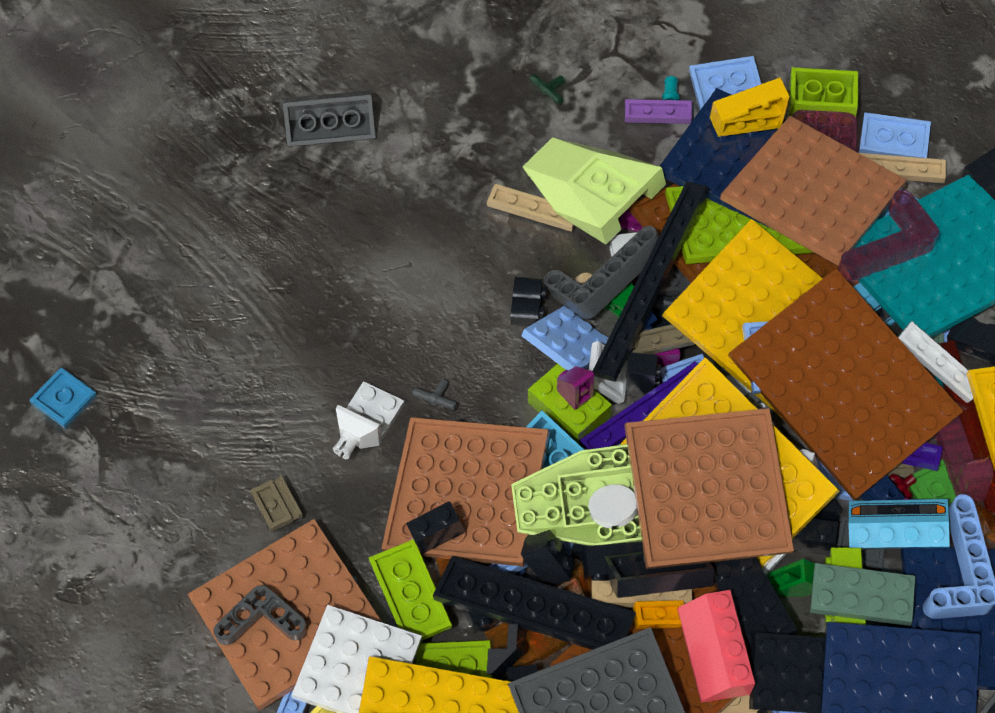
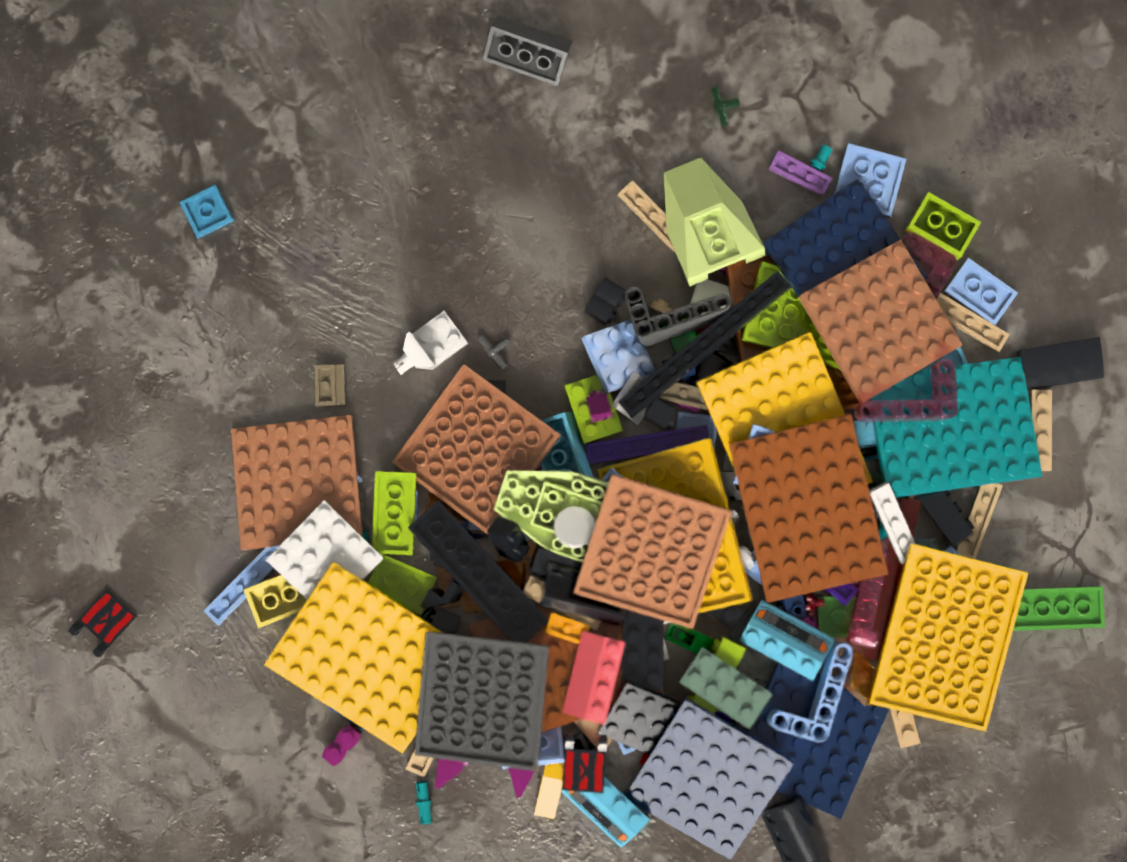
camera: 20 degrees right, 25 degrees up
(262, 608) = (279, 476): dark grey beam -> none
(435, 527) = (436, 473): black brick -> none
(751, 109) = (868, 223): yellow wedge -> none

